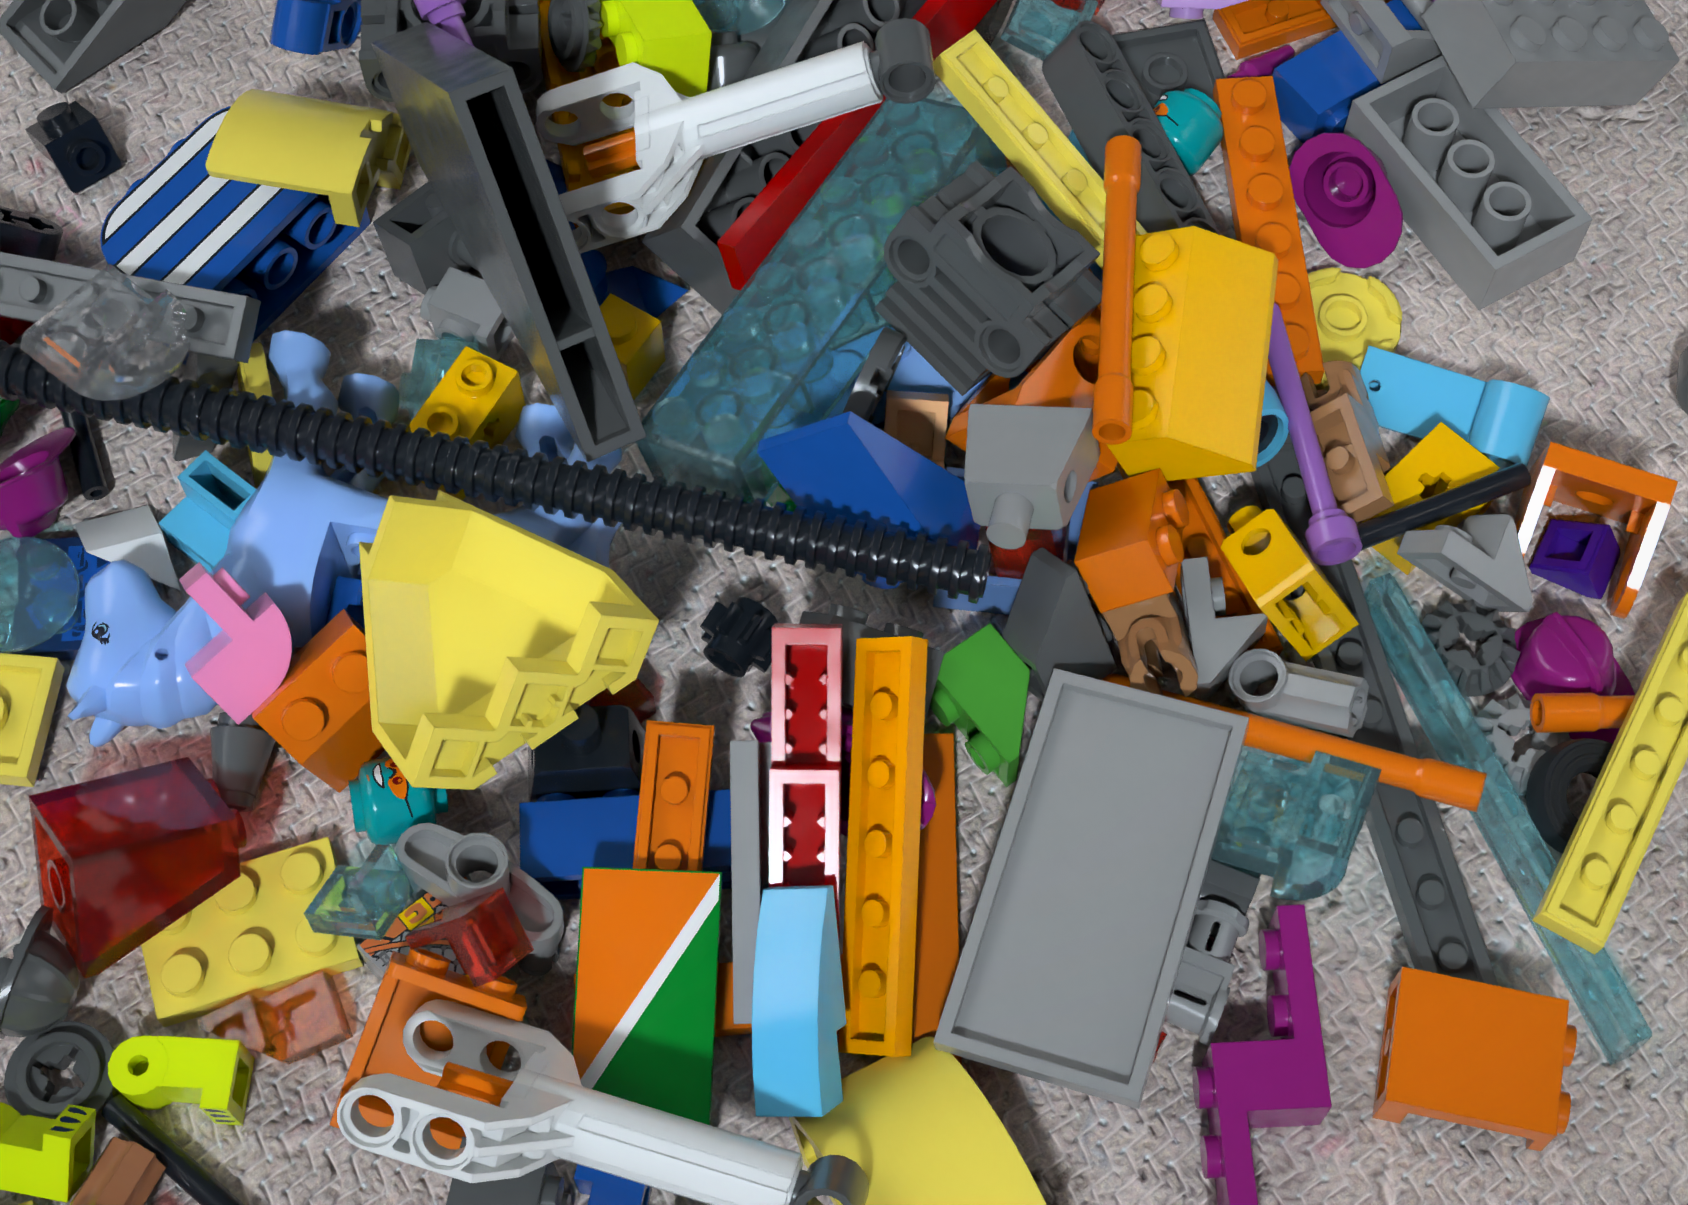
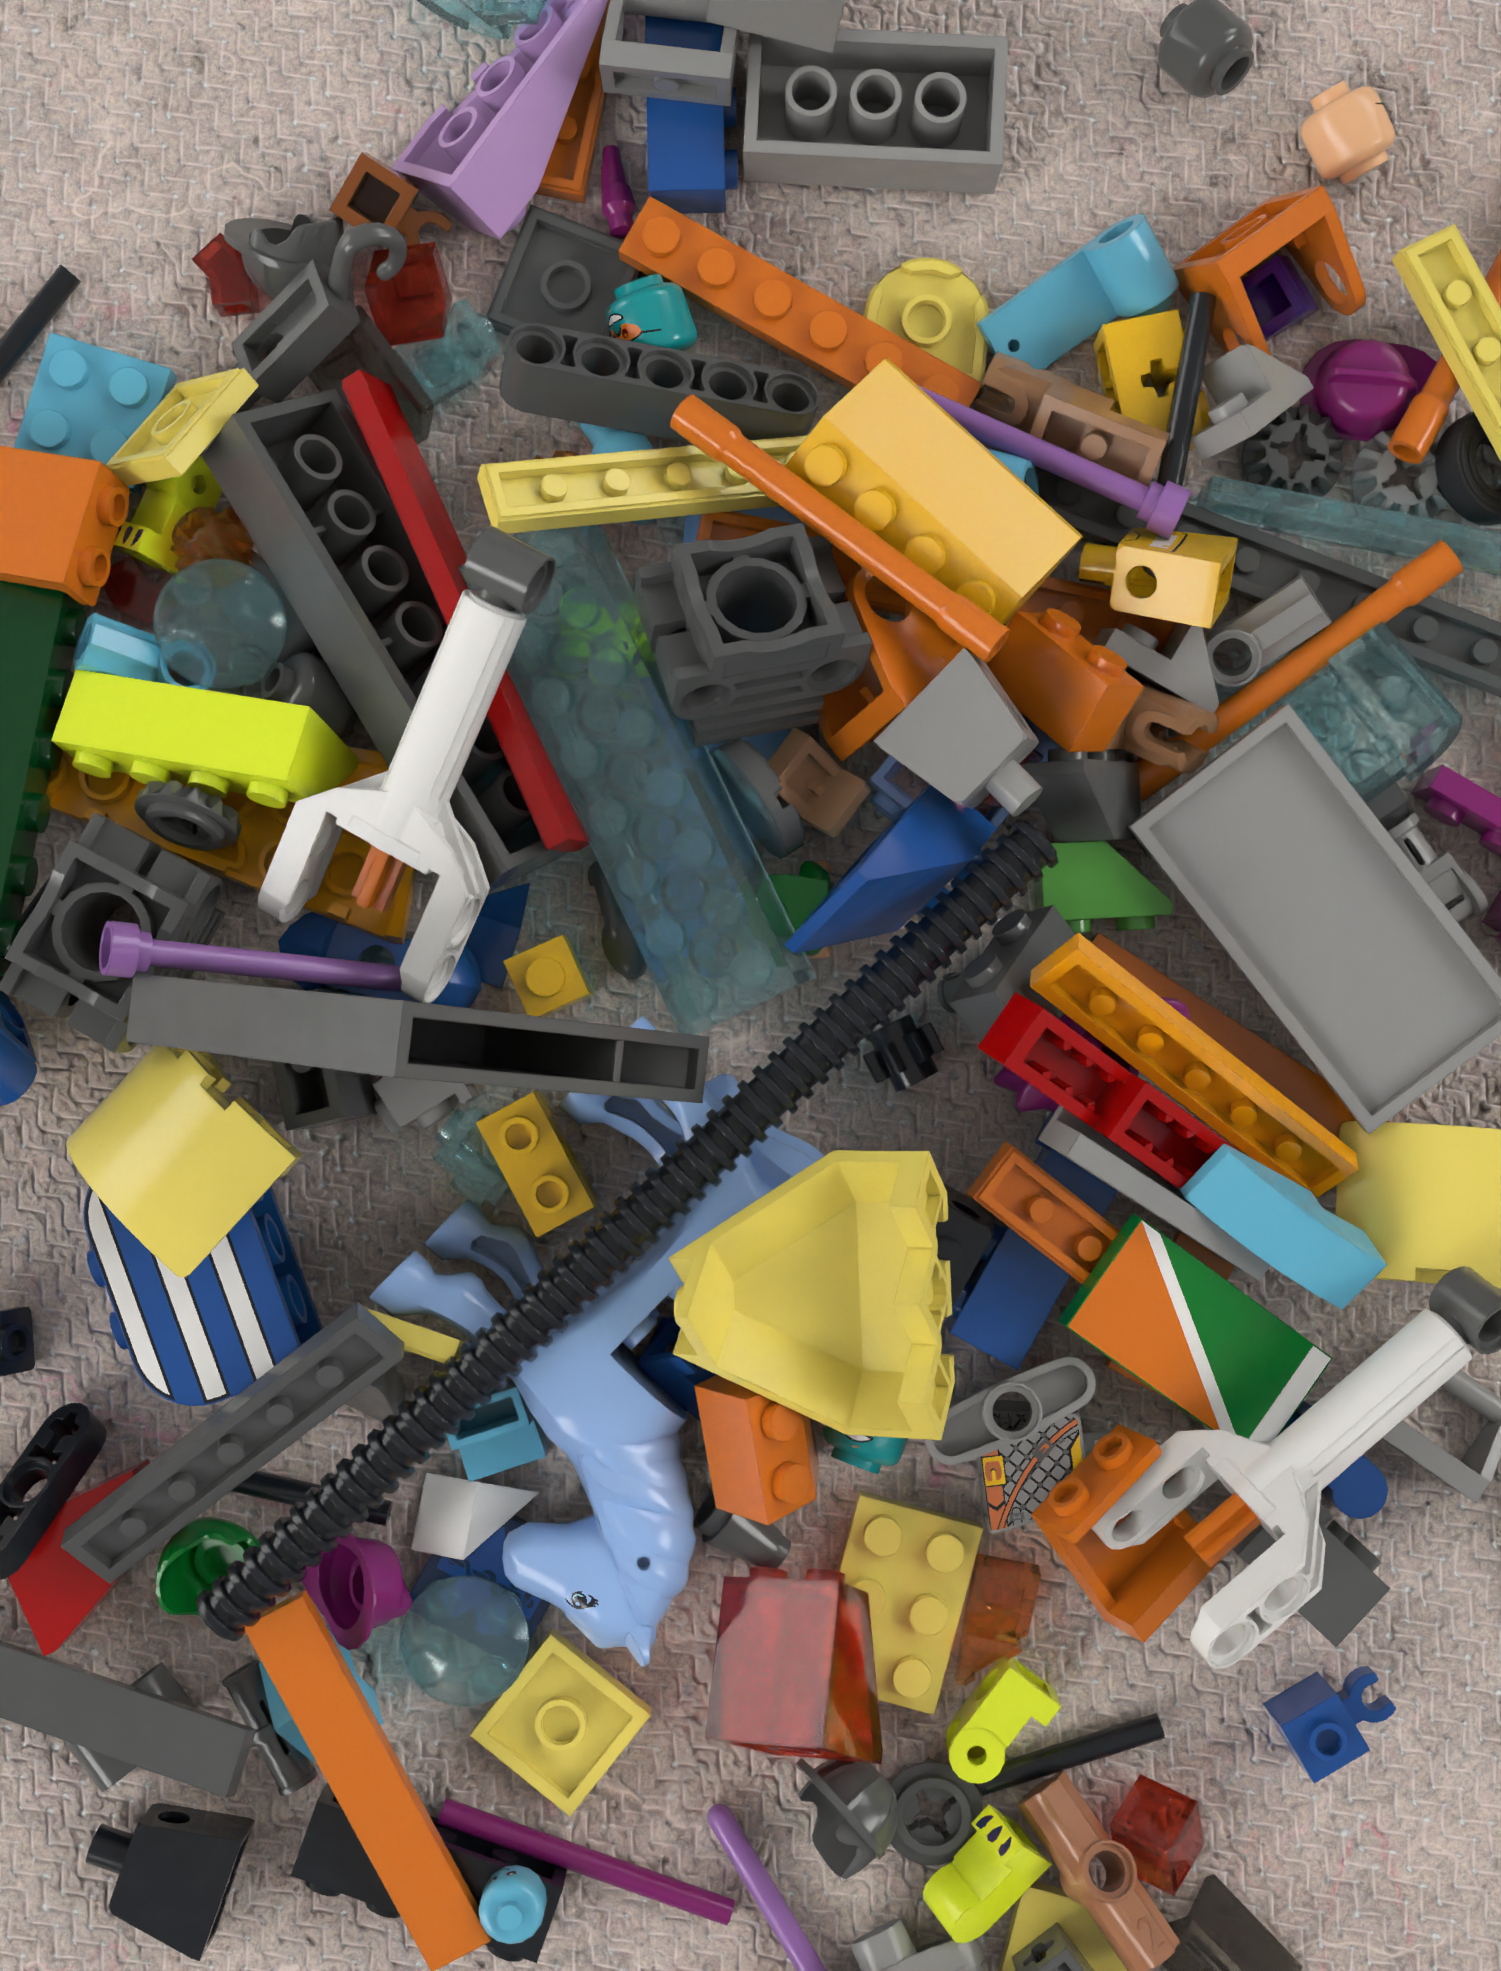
camera: 60 degrees left, 25 degrees up
(110, 338) = (328, 1462): clear slope -> none
(251, 651) = (688, 1496): bright pink brick -> none
(363, 898) = (954, 1508): clear light blue bracket -> none
(481, 934) = (1077, 1448): clear red panel -> none
(1346, 199) = (822, 226): magenta piece -> none

